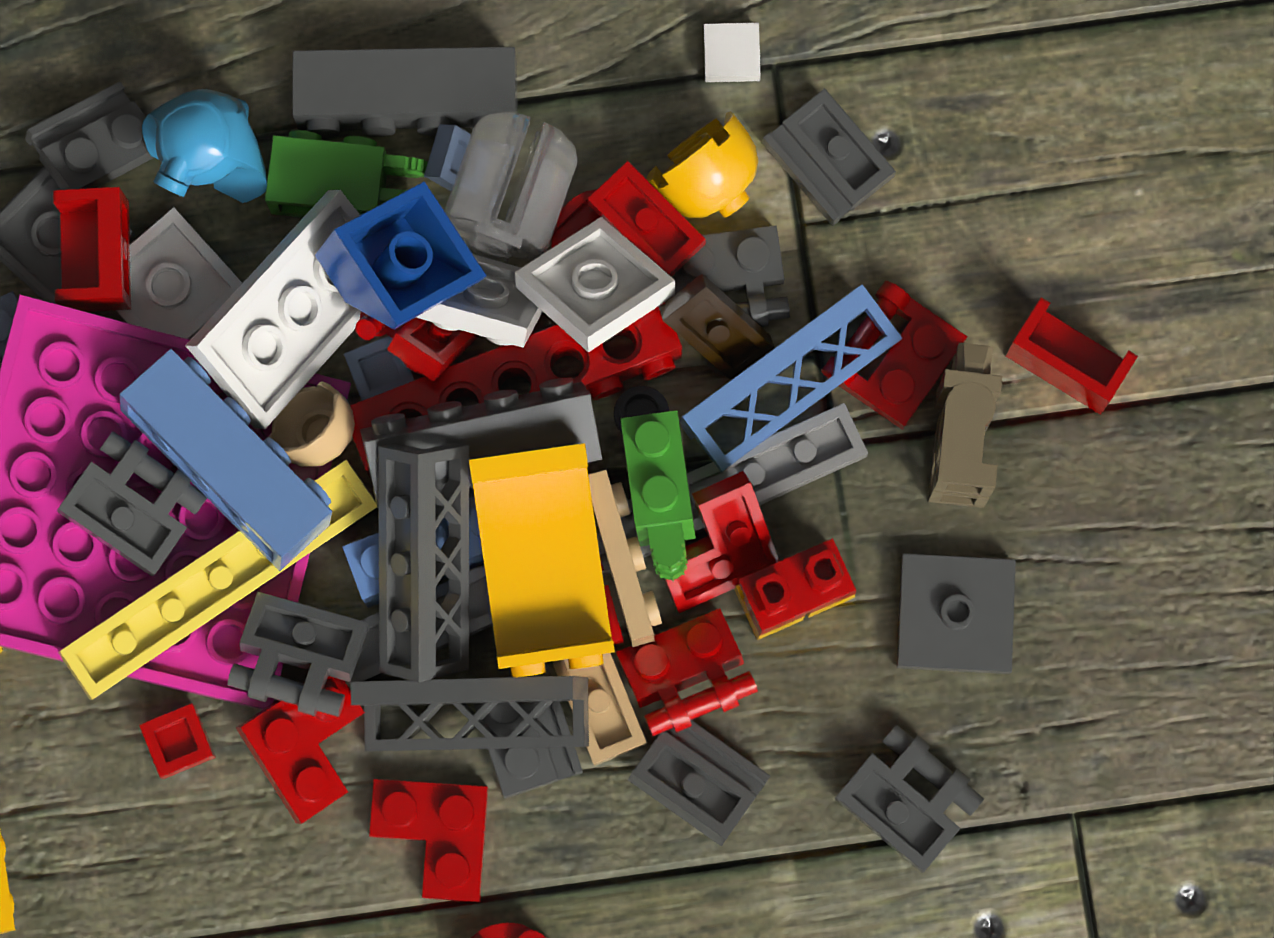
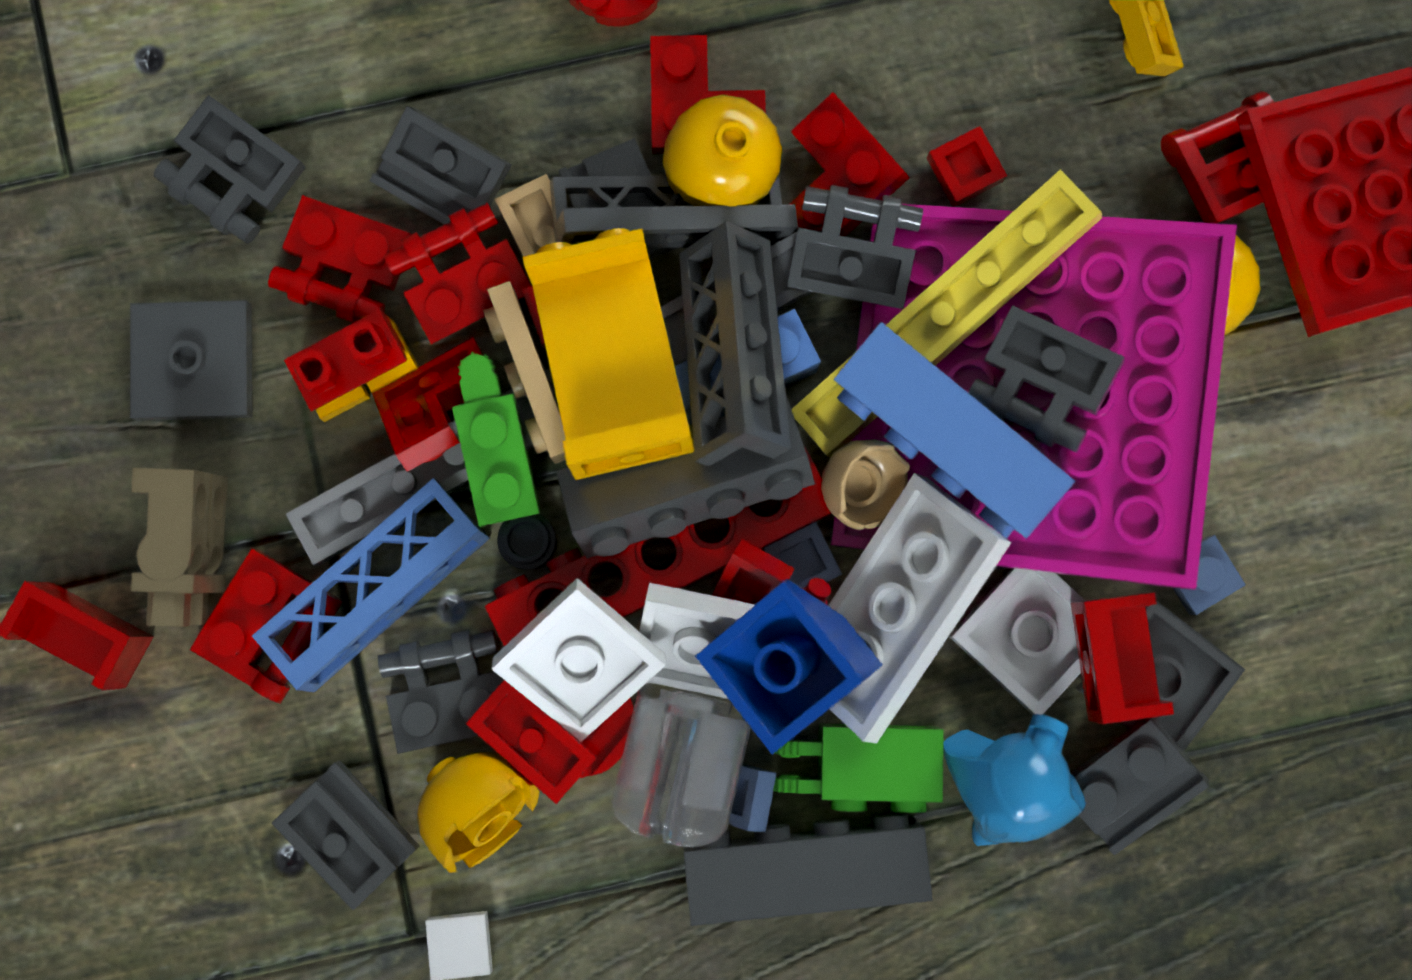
camera: 170 degrees right, 5 degrees up
(417, 759) = (722, 153): none -> yellow cylinder
(716, 327) = (449, 630): dark brown plate -> none
(797, 716) = (342, 242): none -> red plate

